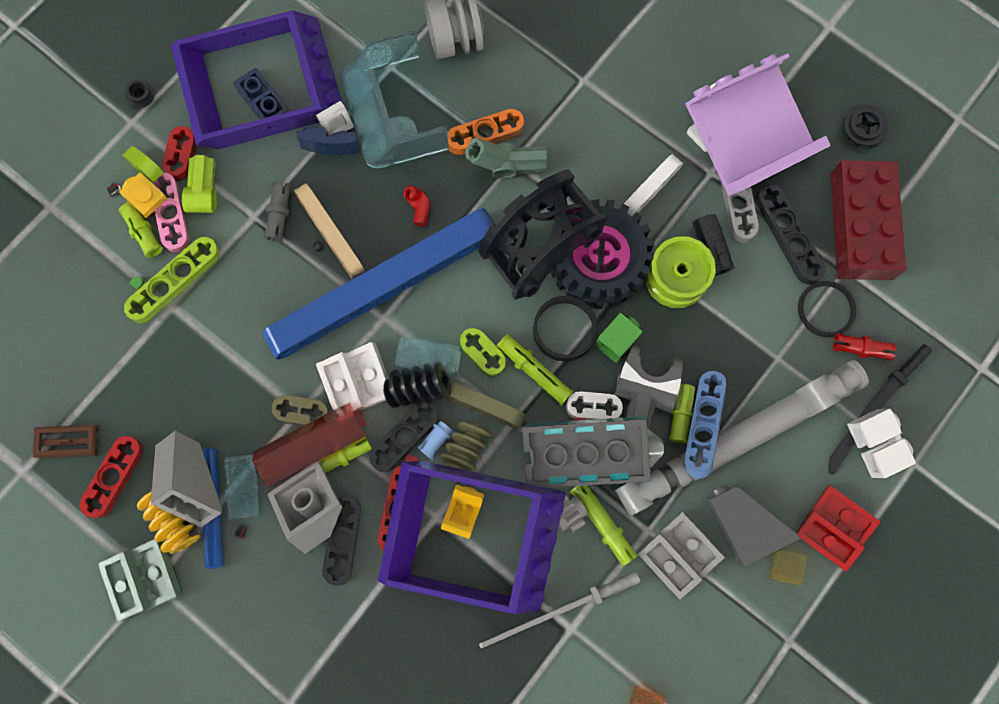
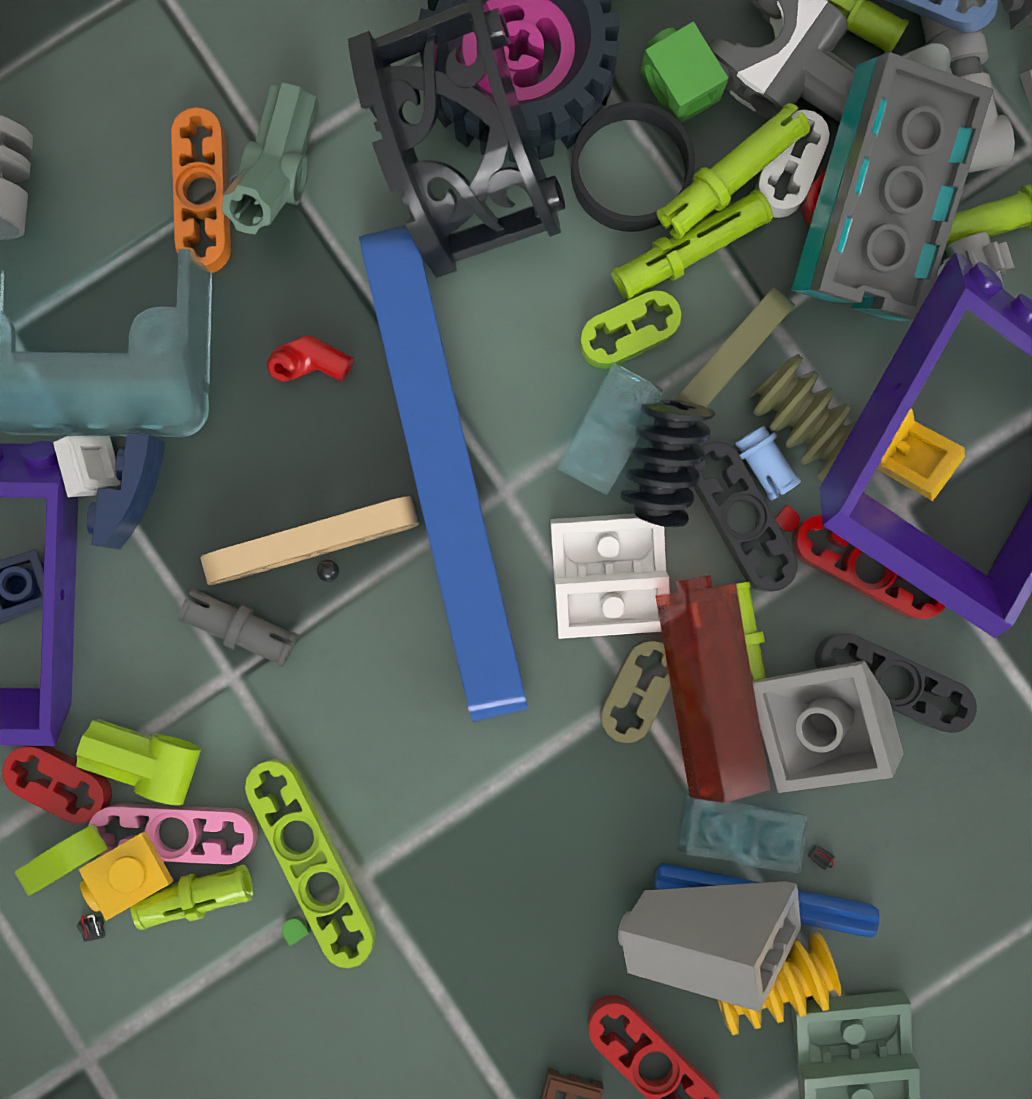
camera: 65 degrees left, 10 degrees up
(565, 368) = (714, 186): none -> lime pin

